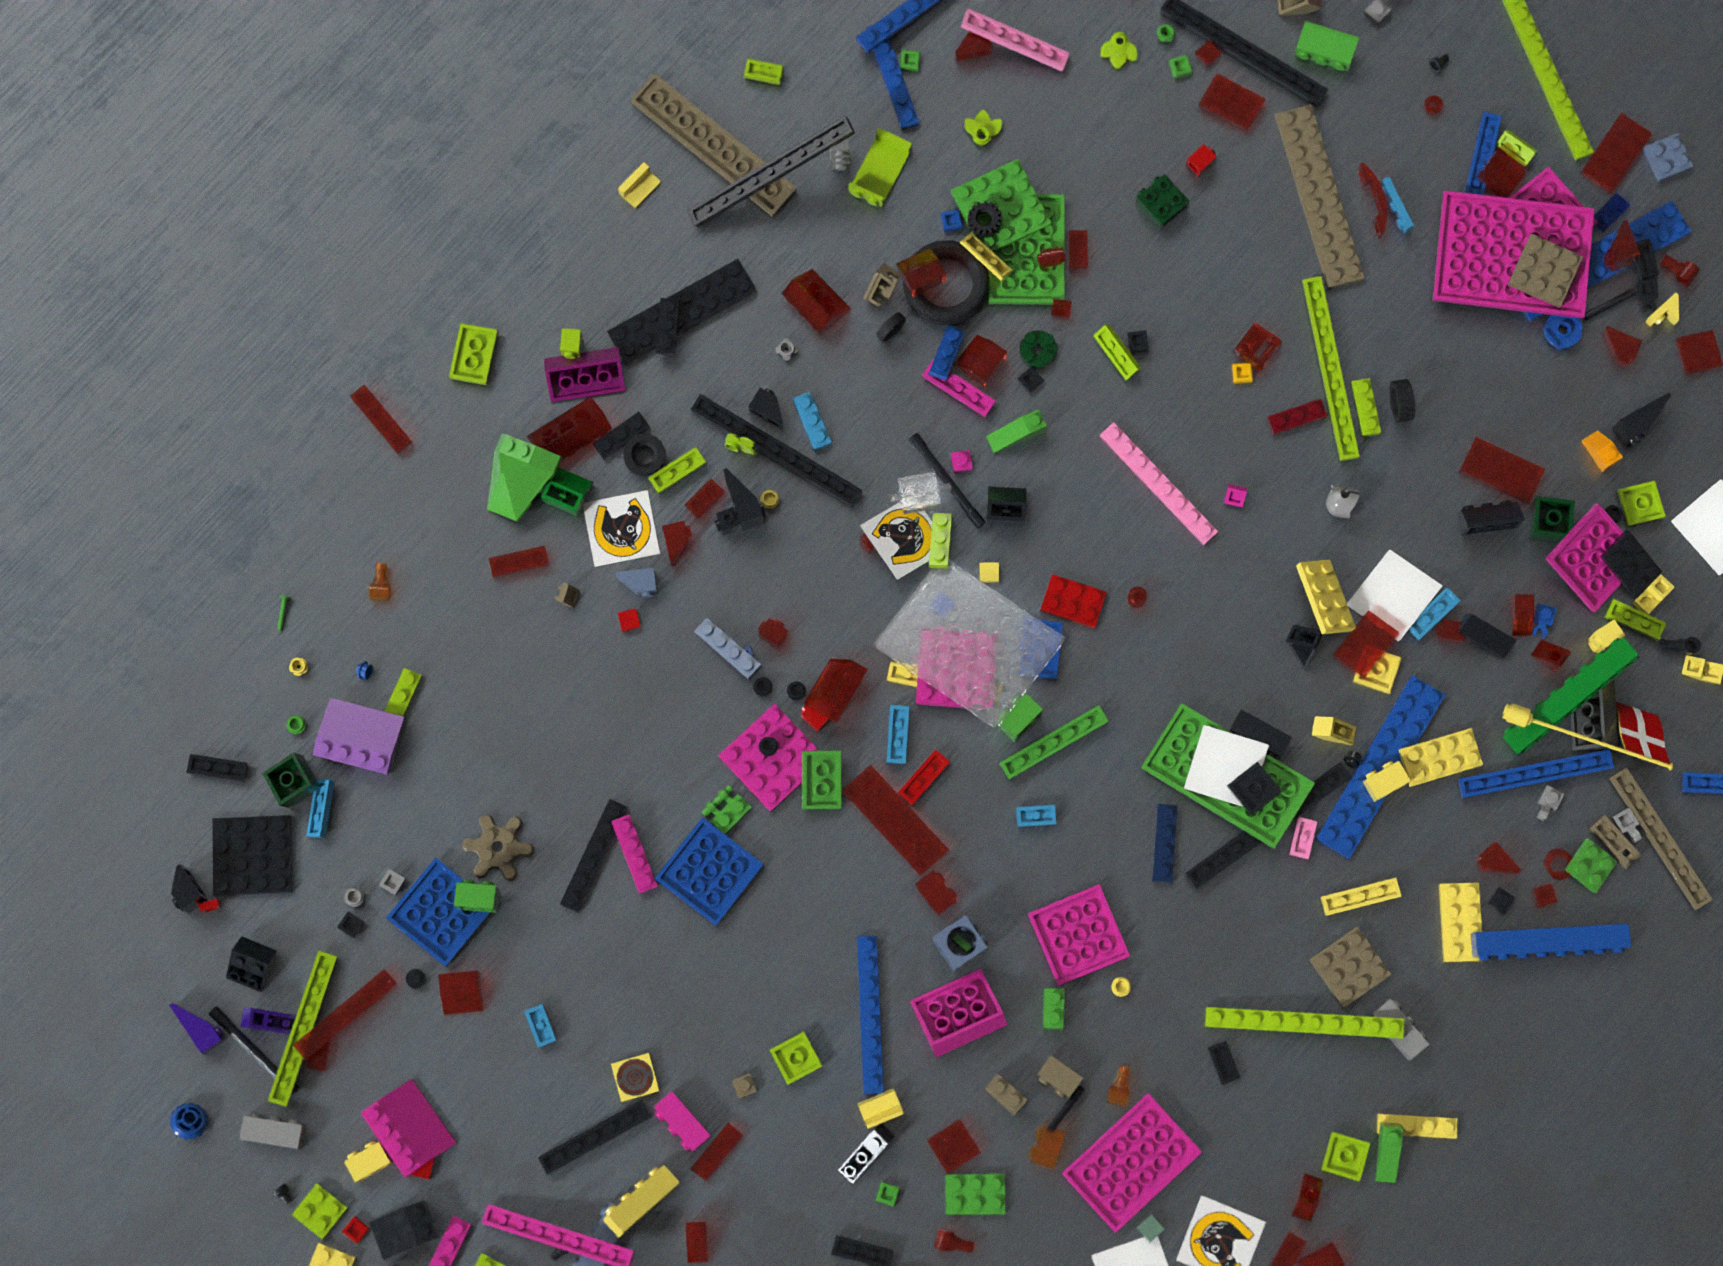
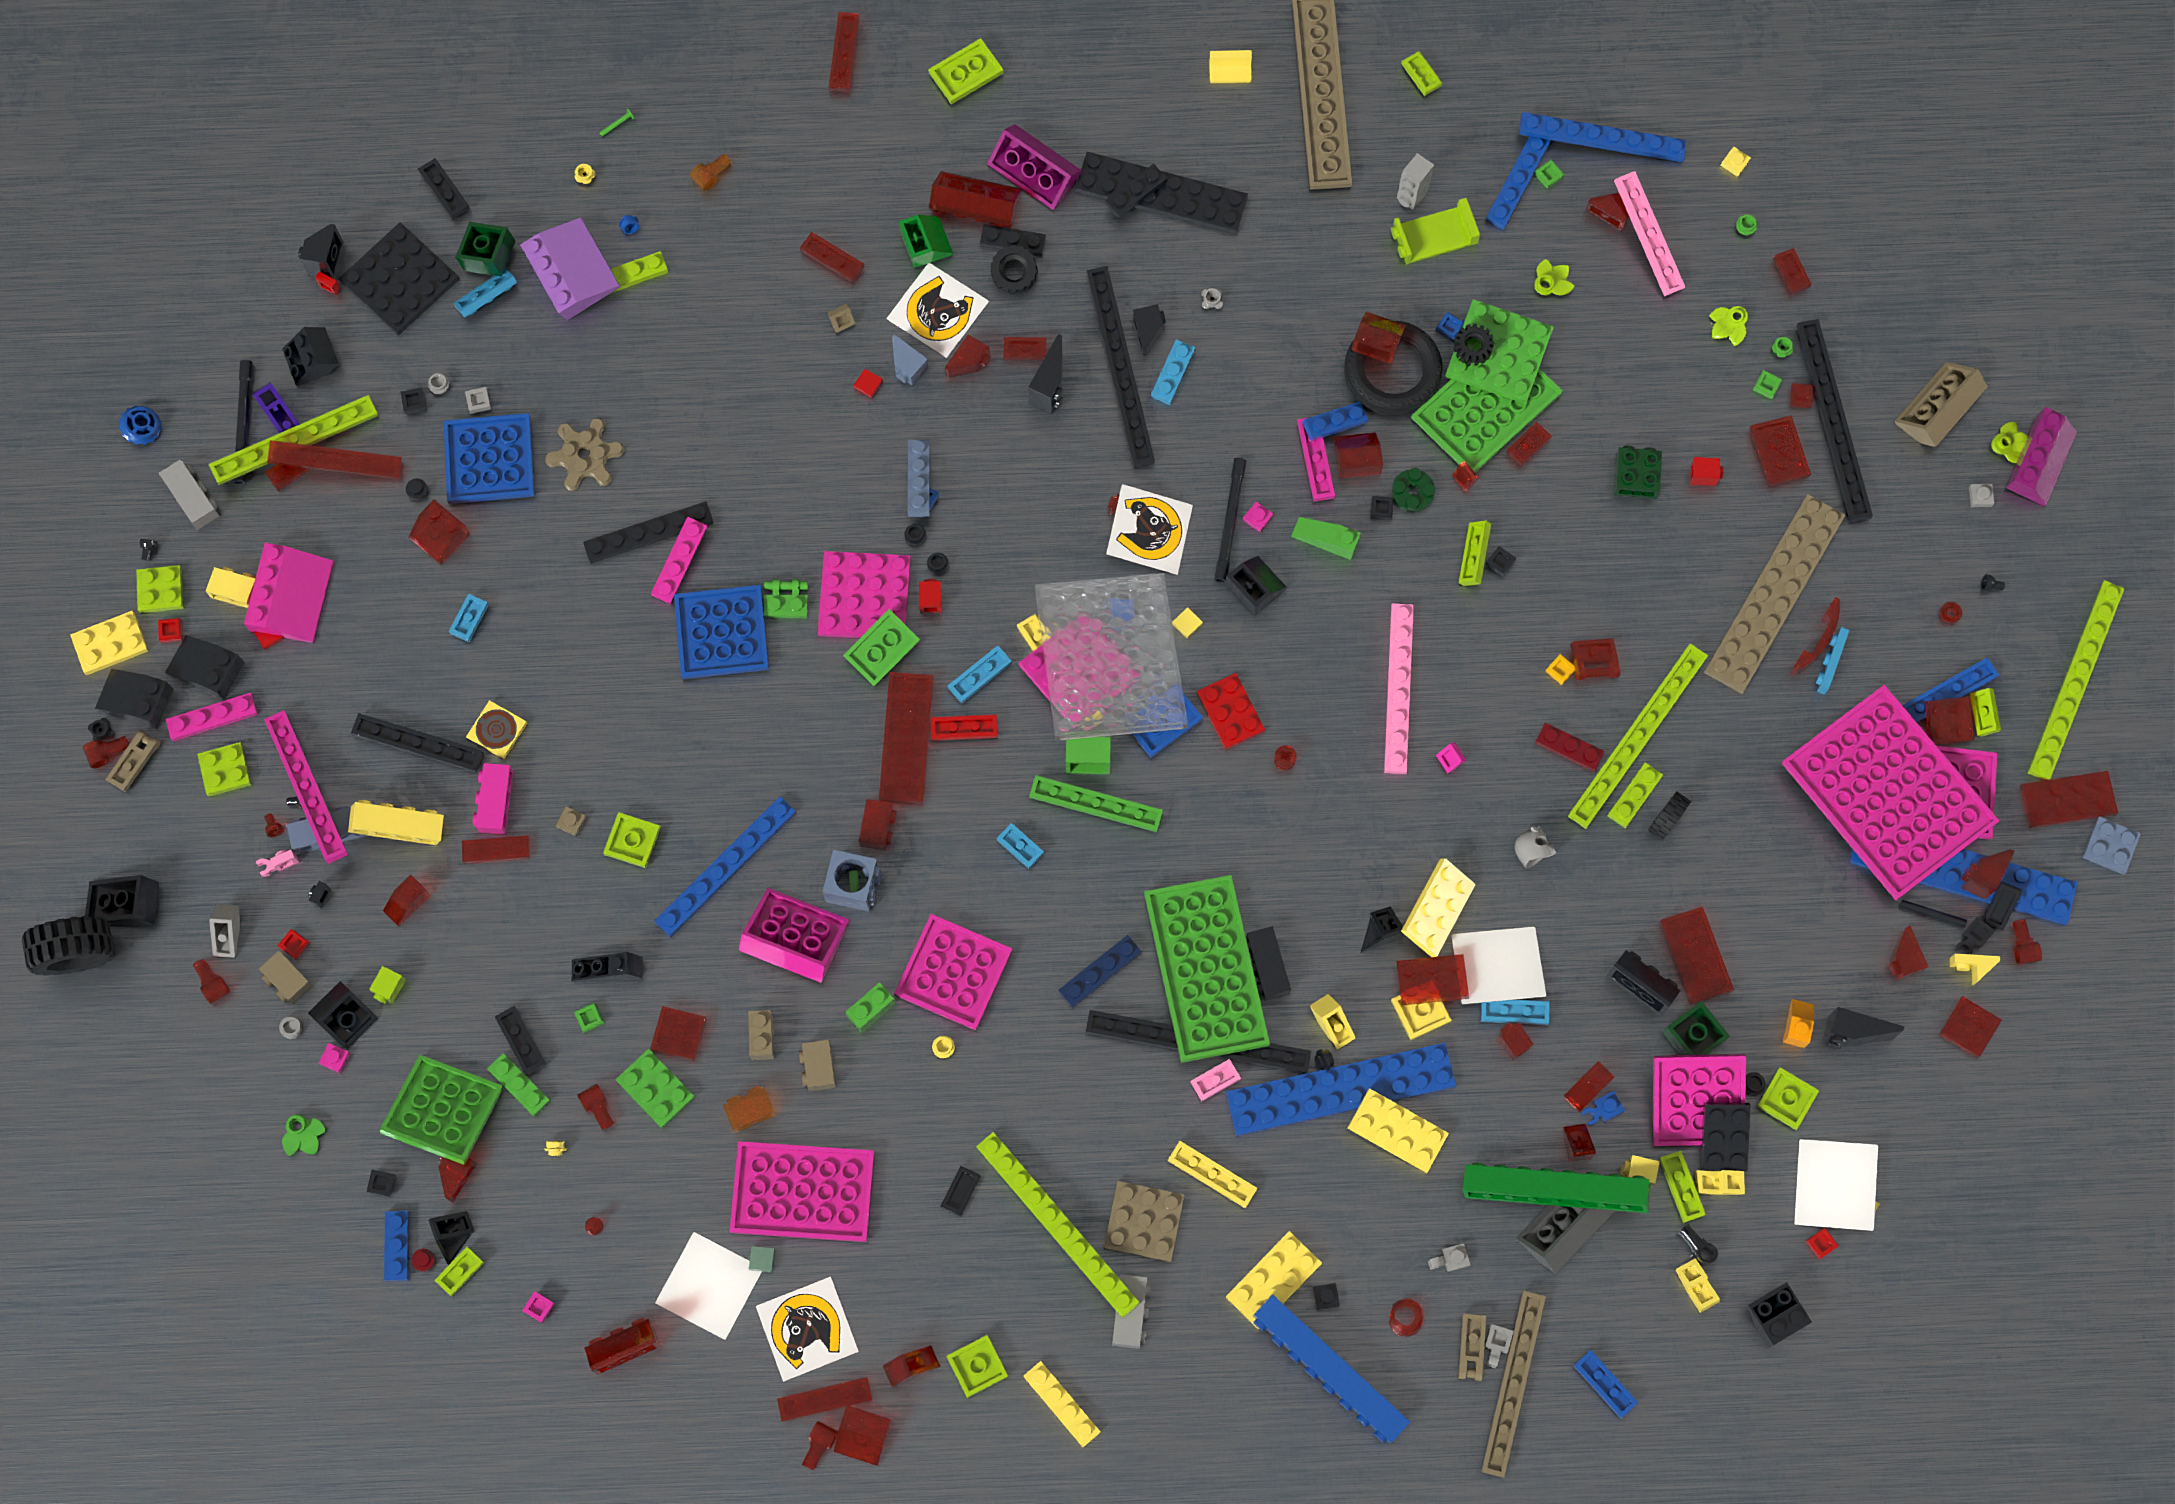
camera: 45 degrees right, 5 degrees down
(202, 1033) = (219, 368): dark purple slope -> none
(296, 724) = (536, 214): bright green plate -> none
(477, 897) = (523, 468): bright green brick -> none
(518, 476) = (899, 191): bright green wedge -> none
(571, 343) = (1047, 130): lime arch -> none
(677, 470) = (1026, 307): lime plate -> none
(726, 520) = (1021, 379): black bracket -> none
(735, 443) = (1095, 330): lime plate -> none
(768, 746) = (868, 581): black plate -> none
(769, 499) = (1075, 398): light yellow plate -> none
(771, 171) = (1341, 146): black plate -> none
(773, 632) = (967, 500): clear red brick -> none
(815, 300) = (1274, 282): clear red slope -> none
(835, 687) = (968, 589): clear red slope -> none
(880, 1108) = (654, 944): light yellow panel -> none
(882, 285) = (1338, 318): dark tan hinge -> none
(891, 327) = (1311, 358): black tyre -> none
(919, 492) = (1196, 506): clear plate -> none
(940, 540) = (1174, 559): lime plate -> none
(986, 256) = (1444, 376): light yellow slope -> none
(1051, 257) = (1498, 426): clear red brick -> none
(1065, 1109) = (794, 1094): black bar -> none
(1119, 1091) = (851, 1126): clear orange pin -> none
(1220, 760) = (1212, 958): white sticker -> none
(1254, 789) = (1213, 996): black plate -> none
(1326, 46) = (1906, 479): bright green slope -> none
(1386, 781) = (1330, 1101): light yellow brick -> none
(1388, 1152) = (1014, 1398): bright green slope -> none
(1486, 635) = (1539, 1071): black slope -> none
(1497, 861) = (1355, 1260): clear red slope -> none
(1536, 773) = (1464, 1225): blue plate -> none
(1544, 895) = (1366, 1329): clear red plate -> none
(1545, 270) = (1902, 829): dark tan plate -> none
(1561, 340) = (1859, 902): blue plate -> none
(1591, 865) = (1430, 1344): bright green plate -> none
(1611, 212) = (2017, 840): clear blue plate -> none
(1638, 729) = (1586, 1278): flag -> none

